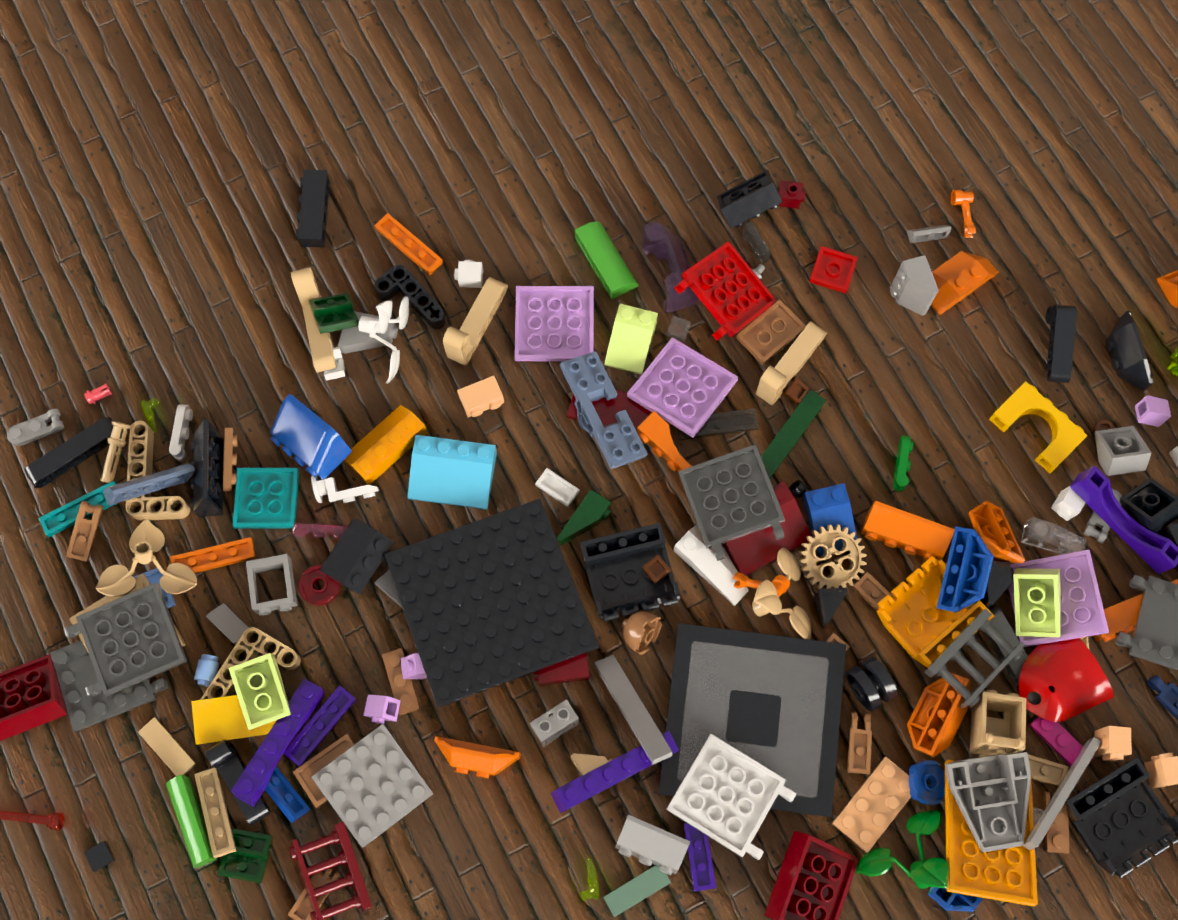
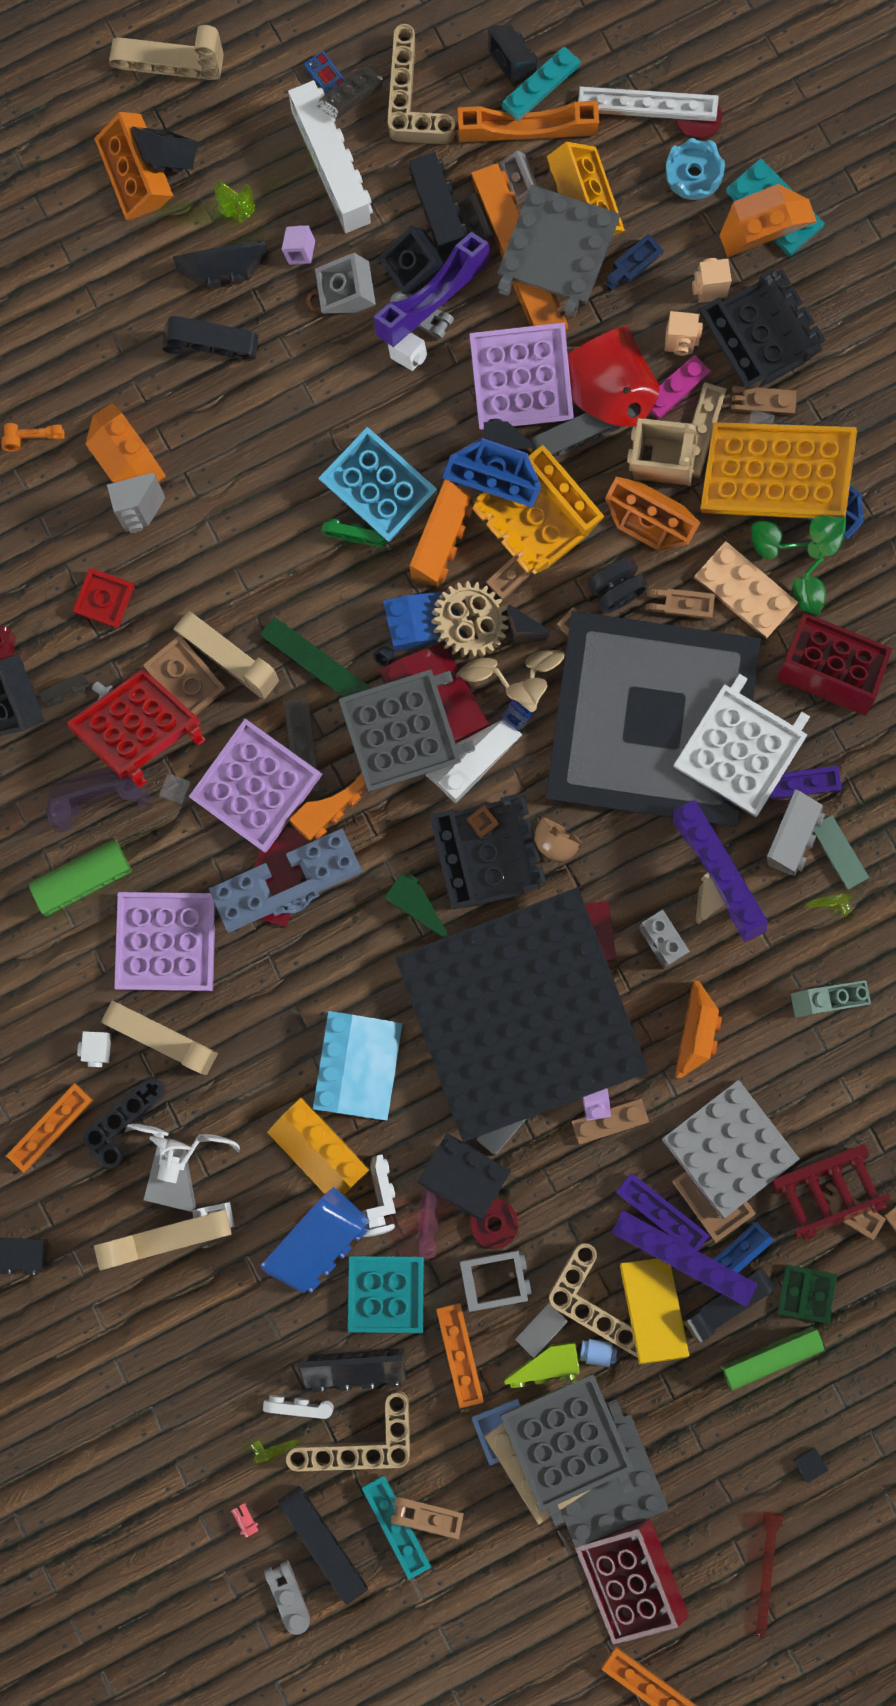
camera: 85 degrees left, 10 degrees up
(116, 443) = (315, 1487): tan pin -> none
(144, 542) = (436, 1437): tan plant -> none
(148, 484) = (371, 1438): sand blue slope -> none
(167, 747) = (687, 1395): tan tile -> none
(202, 634) = (551, 1362): none -> lime slope
(215, 812) = (762, 1330): tan plate -> none
(230, 459) = (336, 1342): medium nougat plate -> none
(260, 690) = (629, 1280): yellowish green slope -> none
(333, 313) = (150, 1216): dark green slope -> none
(382, 708) = (644, 1141): lavender brick -> none
(481, 397) = (262, 1030): light nougat brick -> none
(503, 879) = (830, 998): none -> sand green slope
(557, 487) = (376, 938): white tile -> none
(631, 338) = (189, 847): yellowish green slope -> none
(633, 709) = (647, 850): light grey tile -> none
(747, 599) = (516, 715): none -> clear blue tile
(780, 582) = (502, 680): orange brick -> none
(796, 390) = (262, 649): reddish brown tile -> none
(917, 782) = (716, 541): blue plate -> none
(928, 233) = (57, 481): light grey slope -> none
(945, 478) = (379, 485): none -> medium azure slope
(952, 652) = (587, 492): dark grey fence -> none
(993, 797) = (743, 463): light grey wedge -> none
(996, 532) = (445, 434): orange wedge -> none
(1037, 602) = (527, 396): yellowish green slope -> none
(1051, 537) = (448, 372): clear slope -> none
(1061, 794) = (738, 390): light grey tile -> none
(1065, 433) = (326, 346): yellow arch -> none

